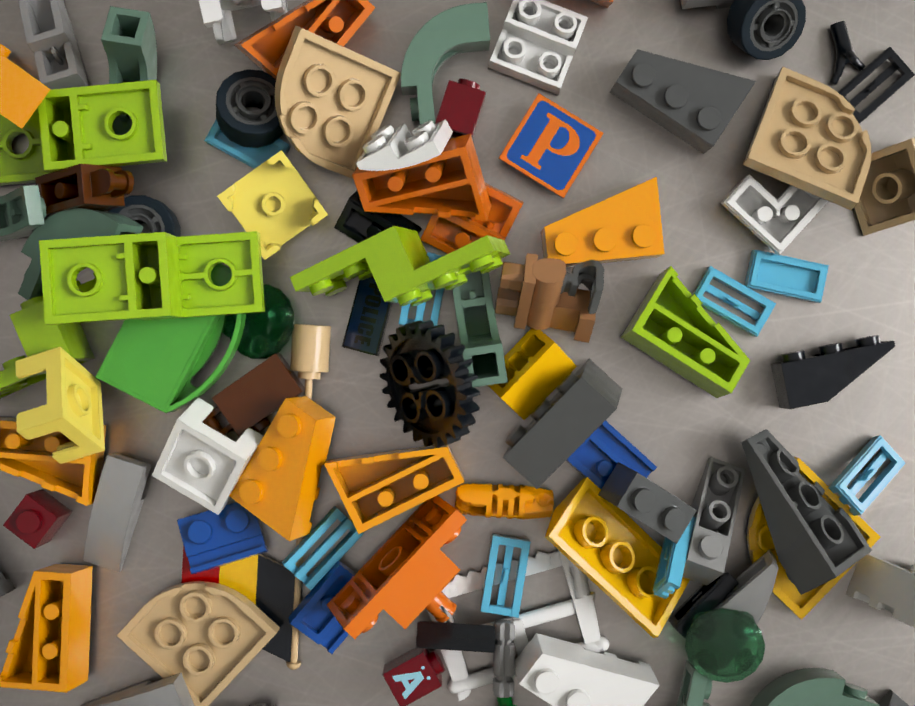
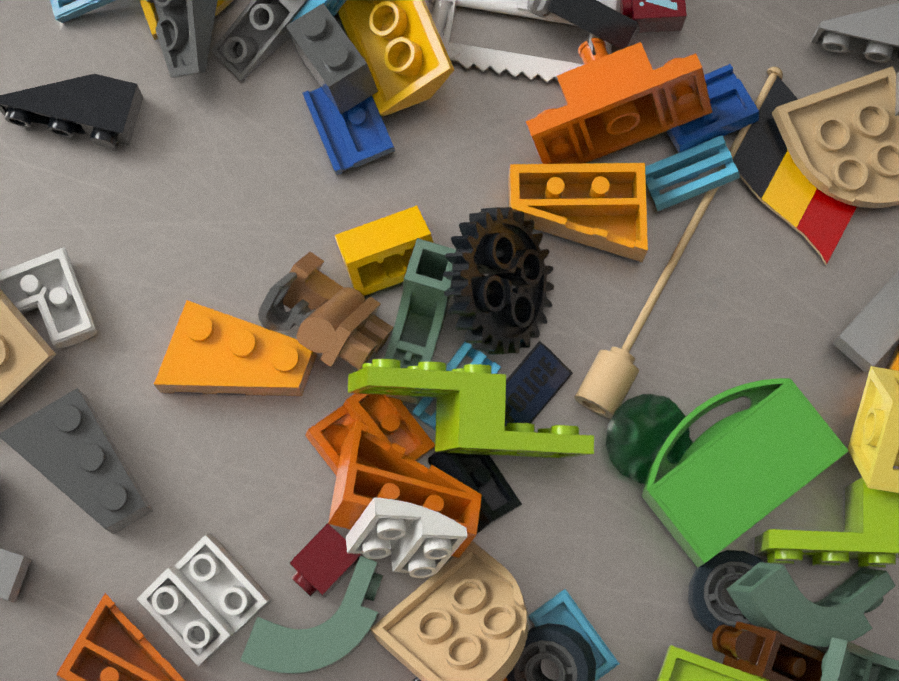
camera: 150 degrees left, 10 degrees down
(150, 277) = (739, 514): lime bracket -> none
(202, 460) = (773, 312): white panel -> none
(222, 538) = (790, 234): blue plate -> none
(255, 397) = (692, 357): reddish brown brick -> none
(273, 203) = (576, 555): light yellow panel -> none
(286, 468) = (689, 266): light orange wedge -> none
(504, 501) = (476, 132): light orange hinge -> none
(510, 543) = (492, 88): medium azure tile -> none
(551, 145) = (246, 477): piece -> none
(562, 423) = (376, 180): dark grey wedge -> none
(685, 338) = (207, 210): lime wedge -> none
(705, 286) = (156, 256): medium azure tile -> none
(786, 276) = (66, 225): medium azure tile -> none

